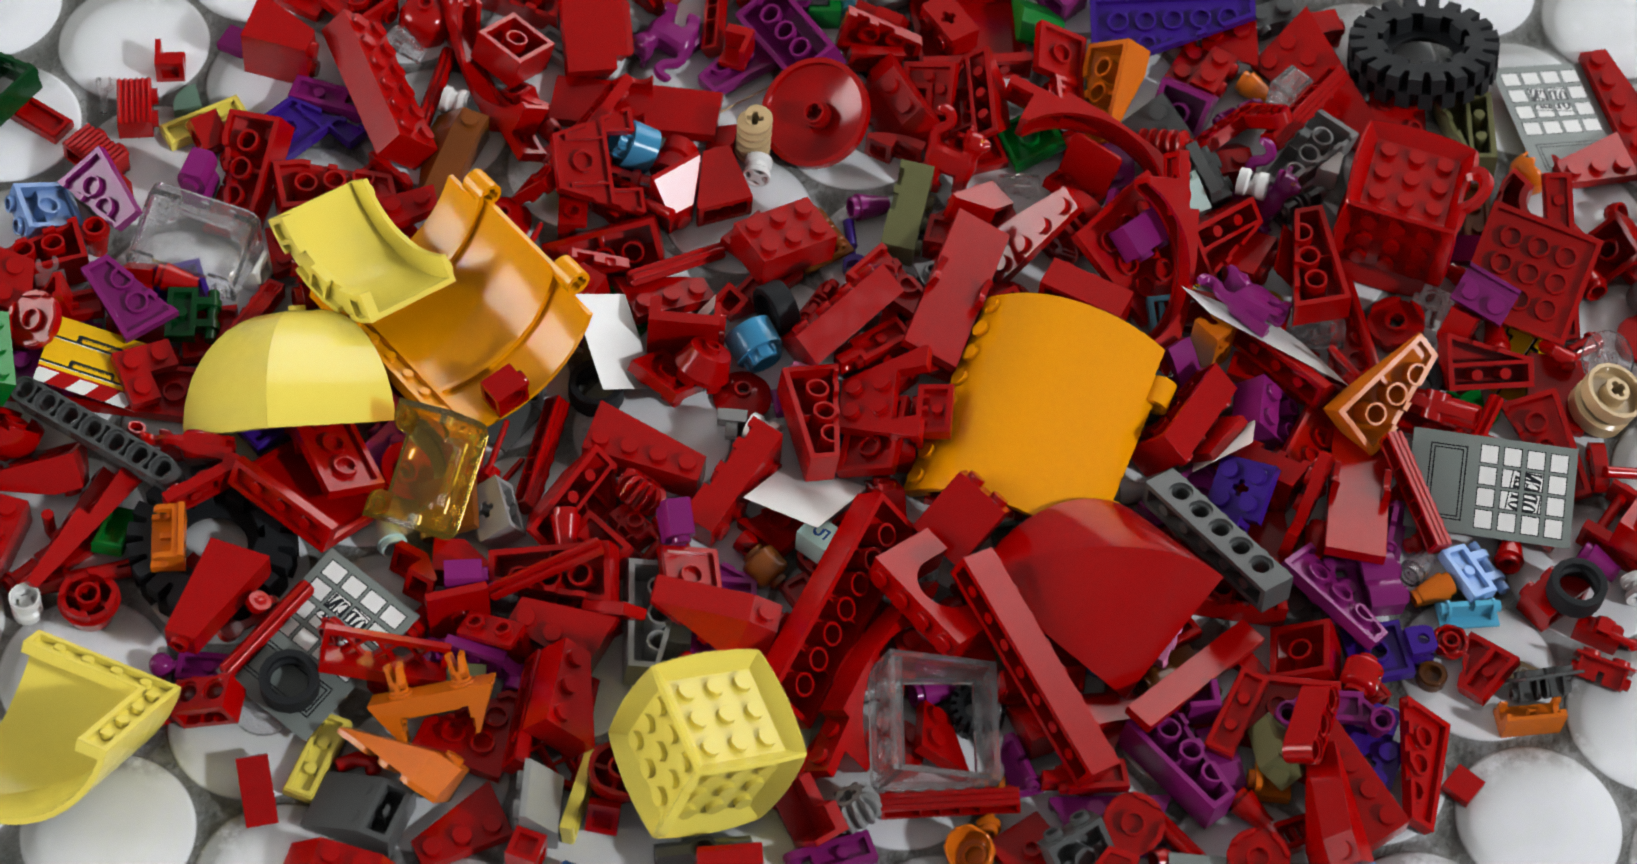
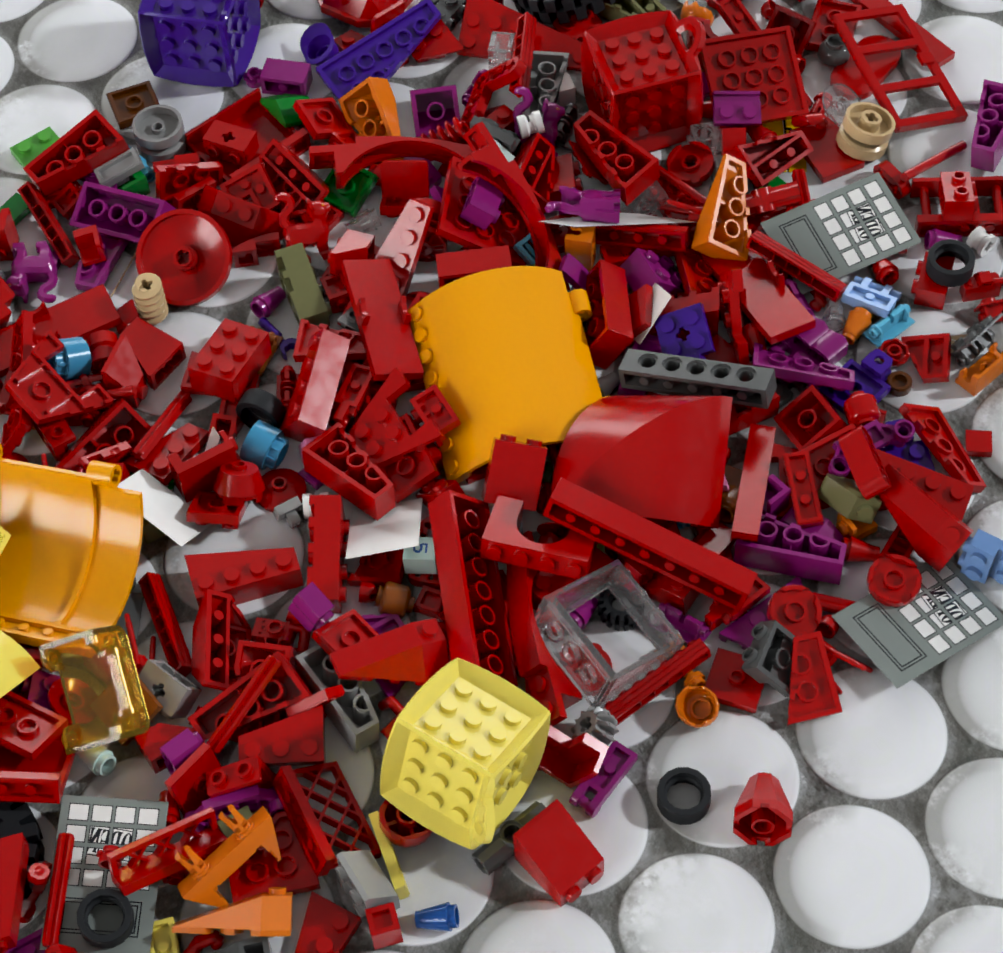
camera: 25 degrees left, 0 degrees up
(415, 568) = (139, 769): red slope -> none
(505, 390) = (110, 592): red brick -> none
(563, 699) = (328, 792): red wedge -> none
(565, 524) = (230, 663): red cone -> none
(582, 403) = (169, 567): black tyre -> none
(603, 816) = (418, 860): red tile -> none
(640, 491) = (263, 604): red gear -> none
(757, 168) = (168, 321): white wheel -> none
(937, 738) = (613, 643): red wing -> none
(1157, 114) = (423, 119): dark grey wing -> none
(1204, 68) = (427, 72): red plate -> none
(1252, 86) = (470, 65): orange cone -> none
(1542, 420) = (837, 169): red wing -> none

